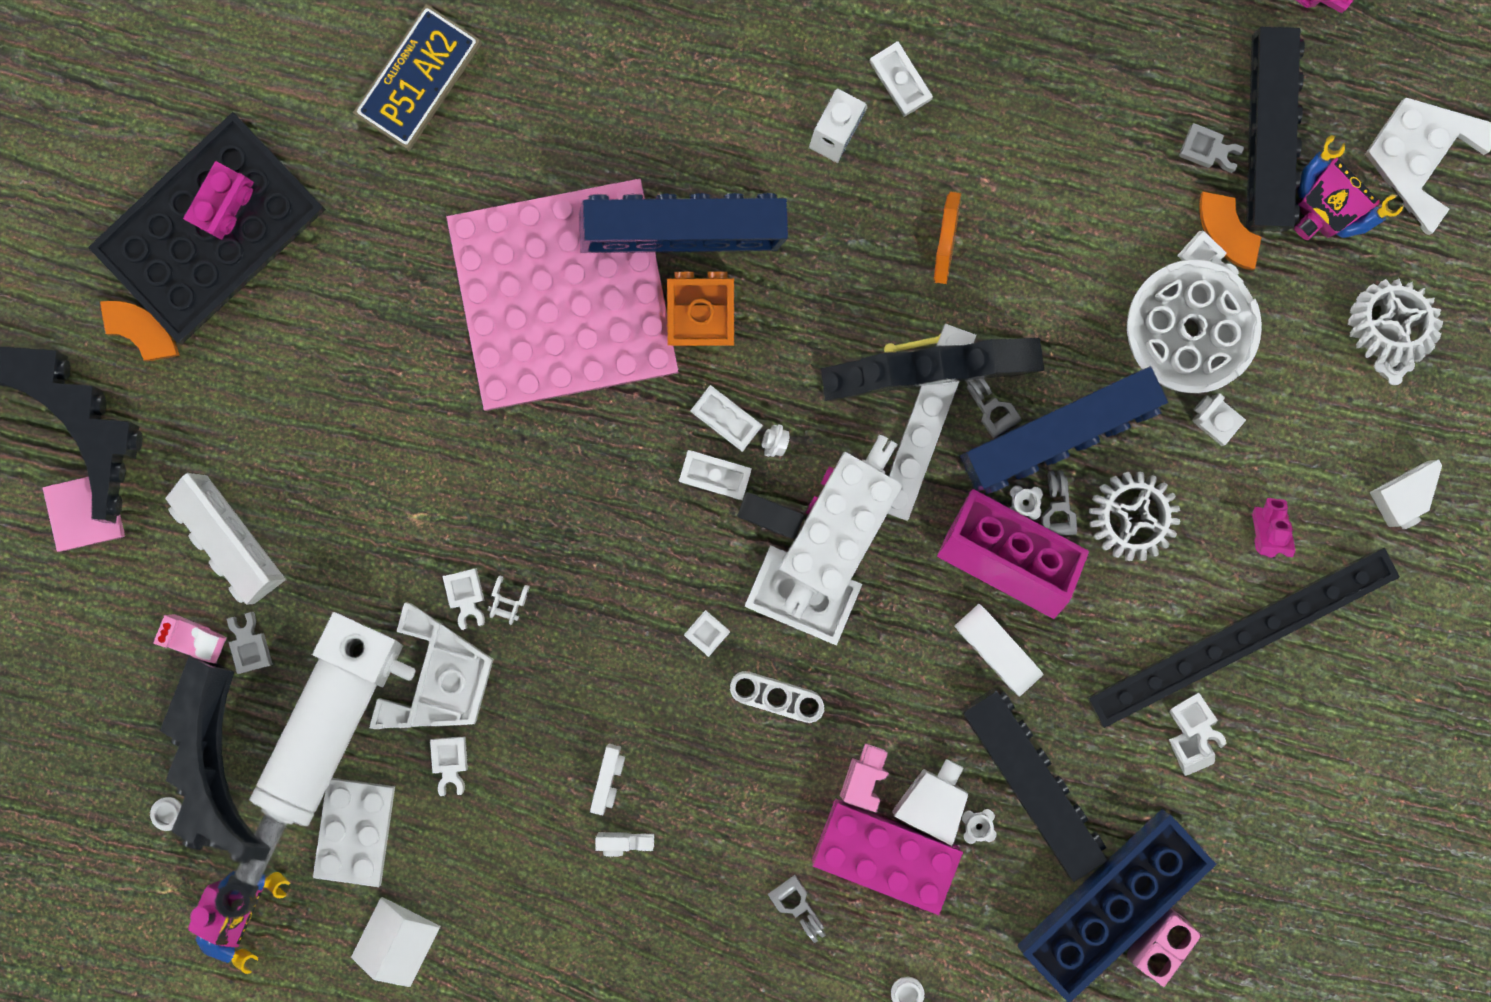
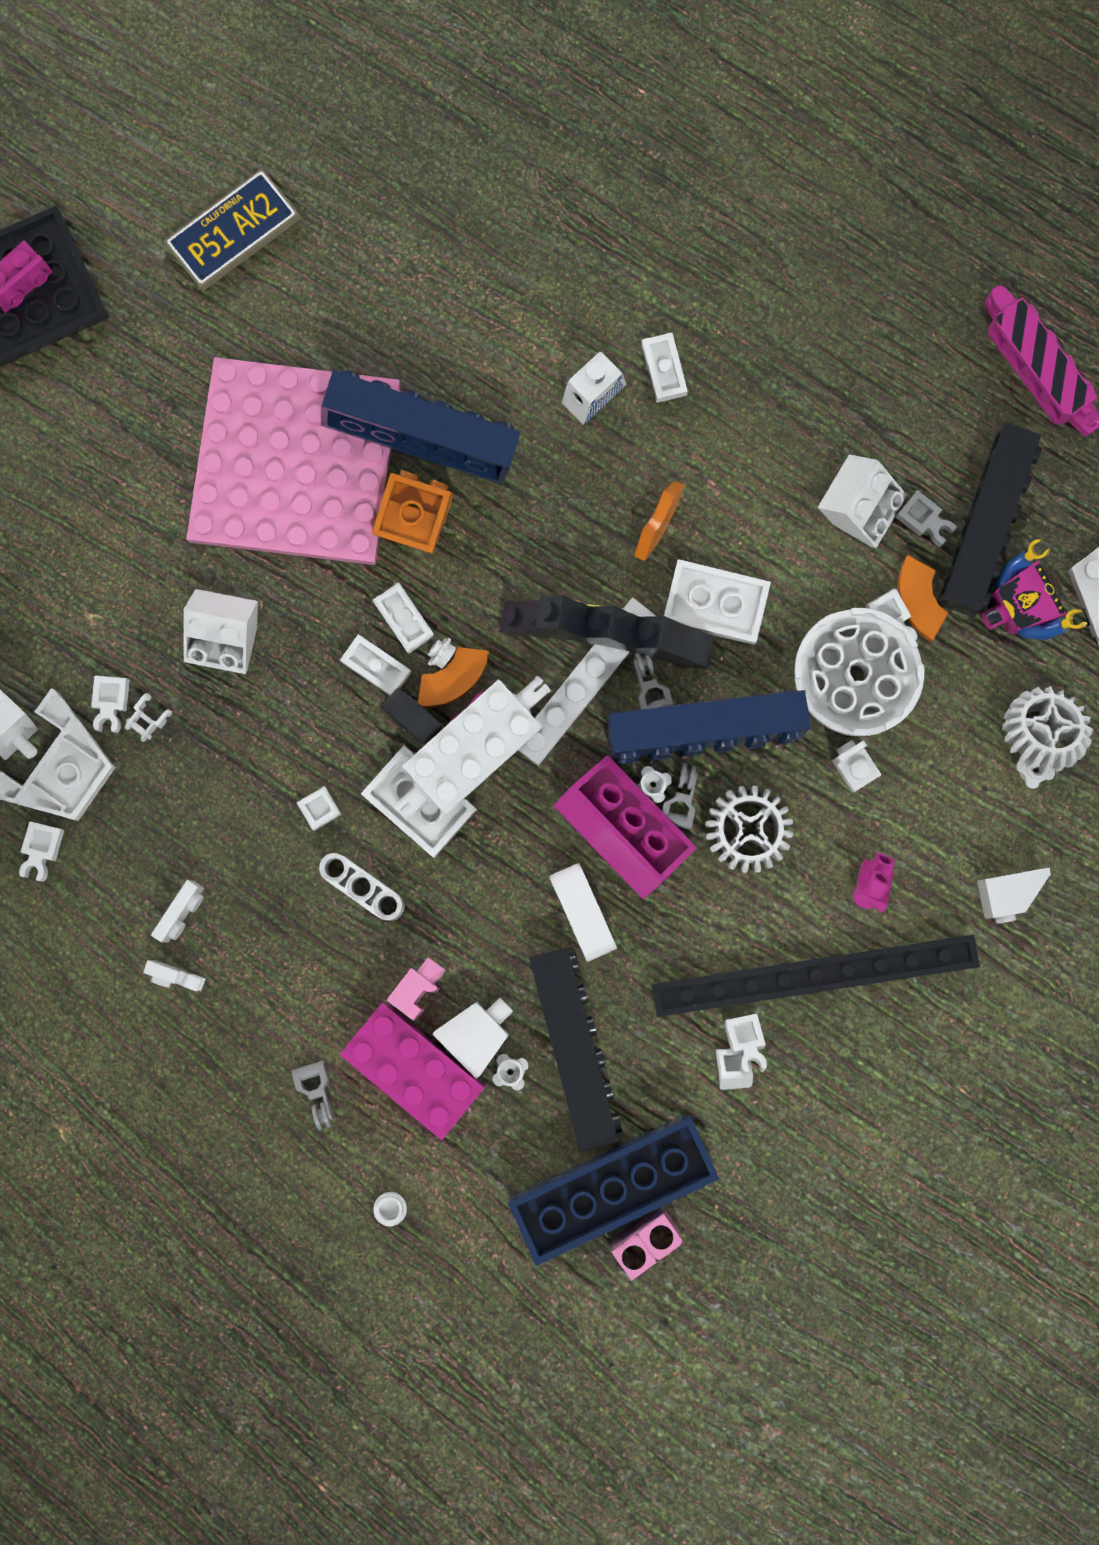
camera: 15 degrees right, 5 degrees down
(549, 491) = (219, 631): none -> white slope
(797, 462) = (454, 680): none -> orange tile
(1029, 301) = (717, 601): none -> white plate
(1142, 150) = (863, 499): none -> white slope

